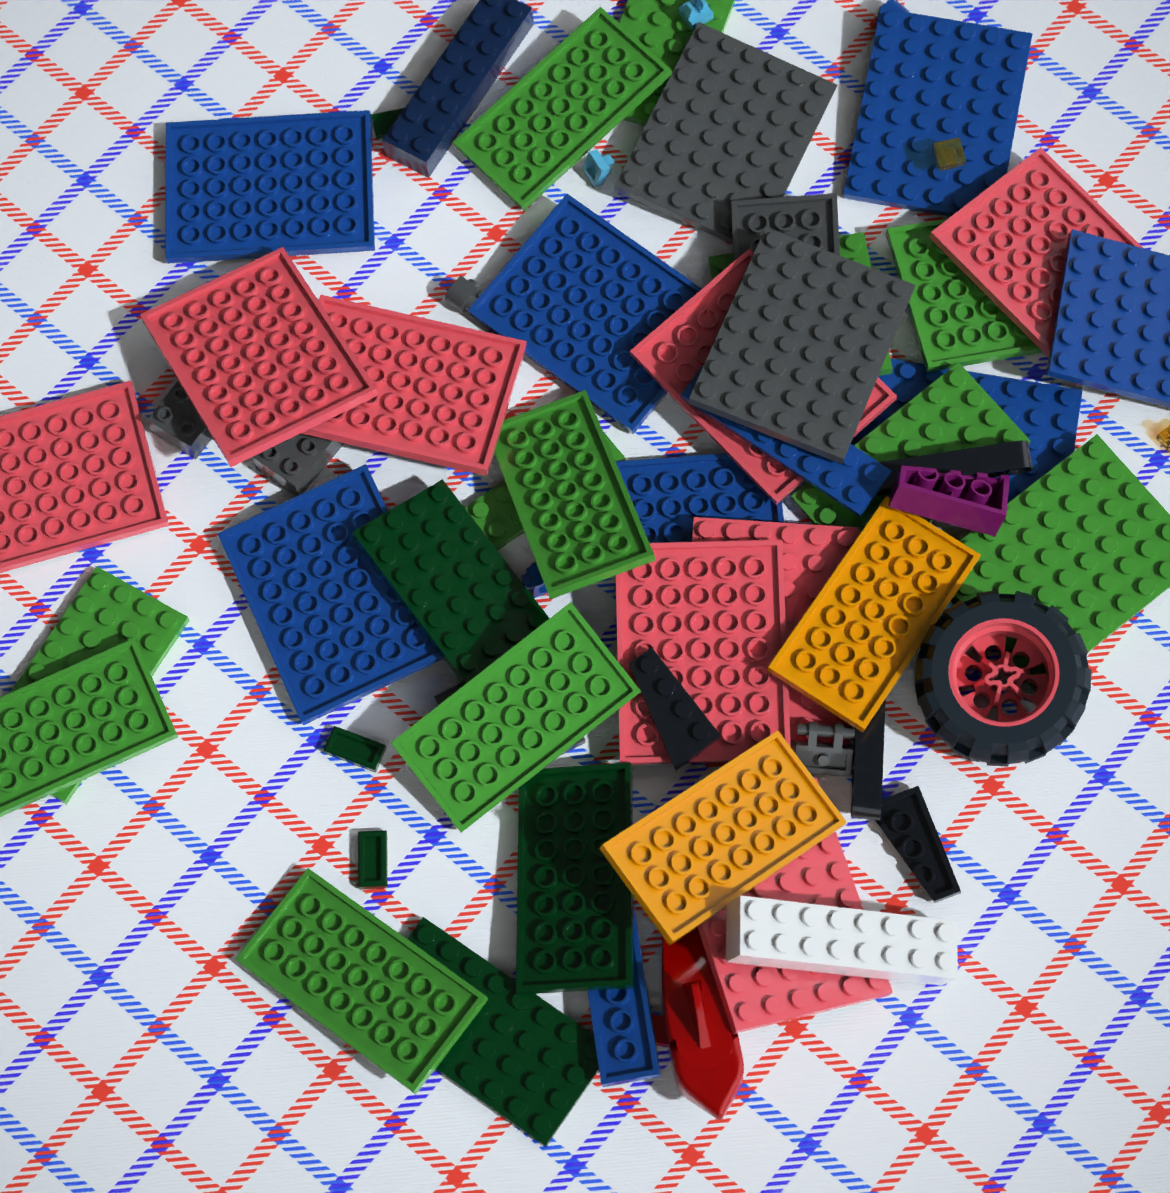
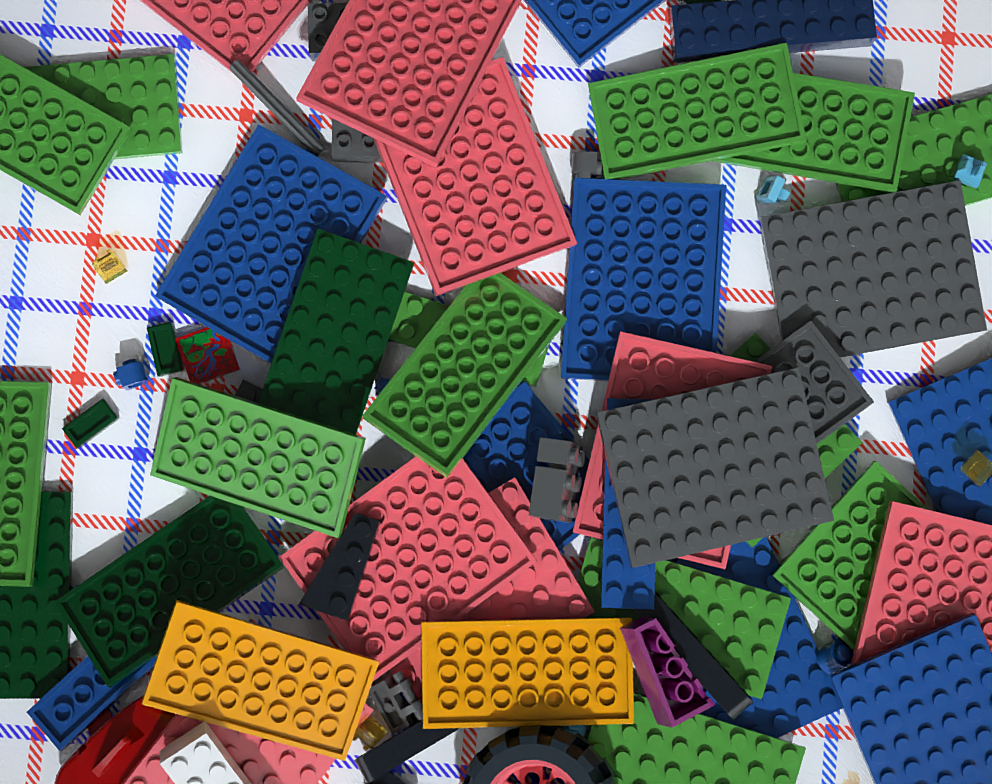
camera: 55 degrees right, 15 degrees up
(213, 509) = (276, 107): none -> dark grey axle
(243, 745) = (109, 266): none -> clear yellow tile
(356, 791) = (130, 374): none -> blue plate
(387, 713) = (207, 355): none -> tile
(486, 180) = (697, 112): none -> bright green plate
(723, 479) = (557, 486): none -> dark grey piece
(838, 792) = (369, 732): none -> clear yellow tile
(1032, 368) = (834, 656): none -> blue plate

